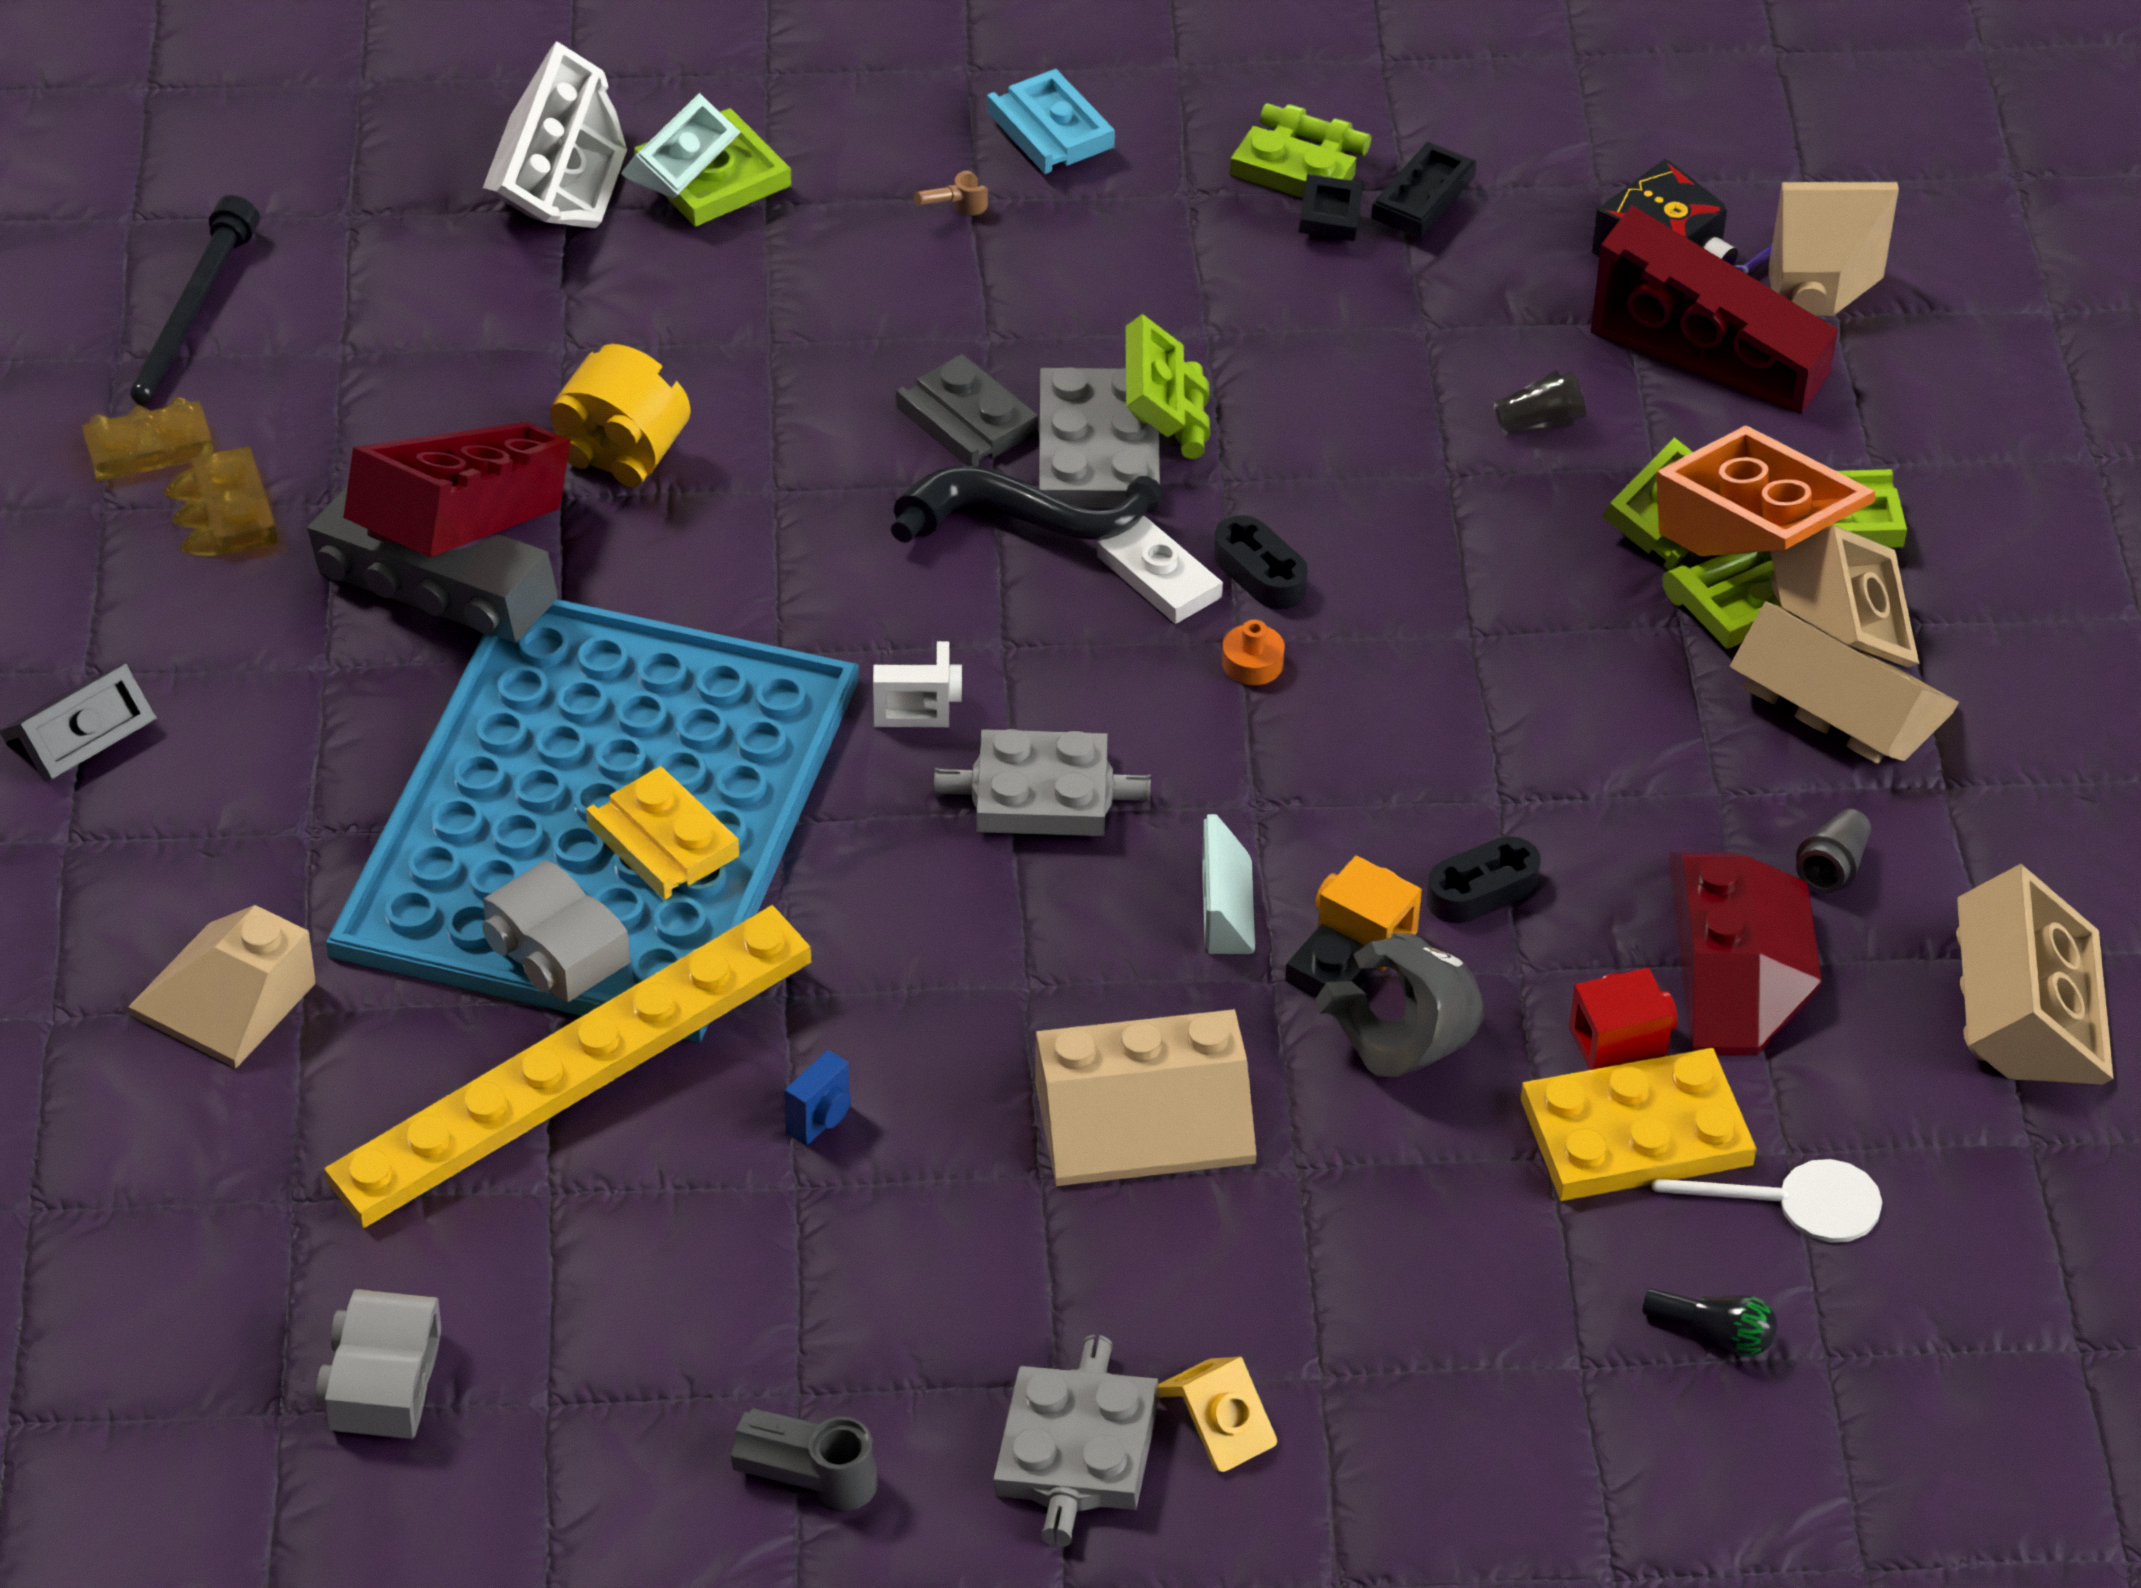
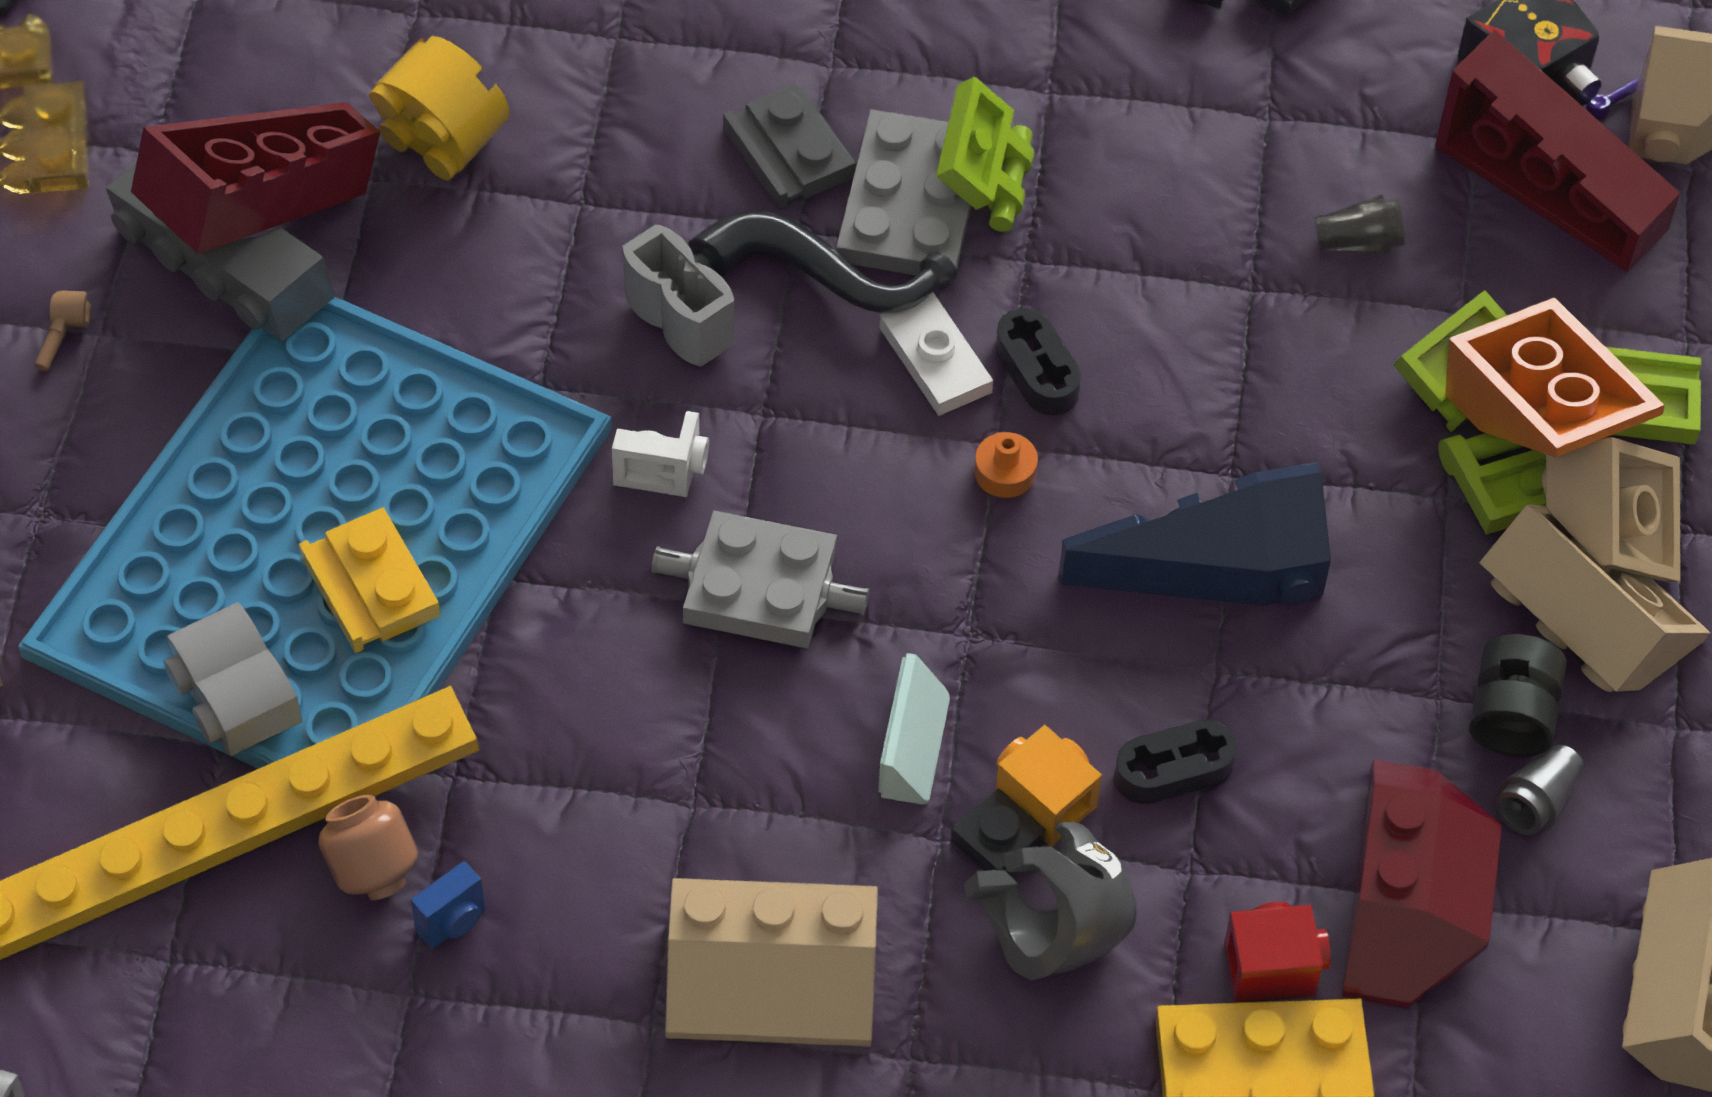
camera: 10 degrees right, 10 degrees up
(292, 647) = (66, 310): none -> medium nougat hand
(727, 1056) = (368, 847): none -> nougat head
(900, 546) = (678, 295): none -> light grey brick
(1494, 686) = (1238, 548): none -> dark blue wedge
(1794, 772) = (1518, 695): none -> pearl dark grey wheel

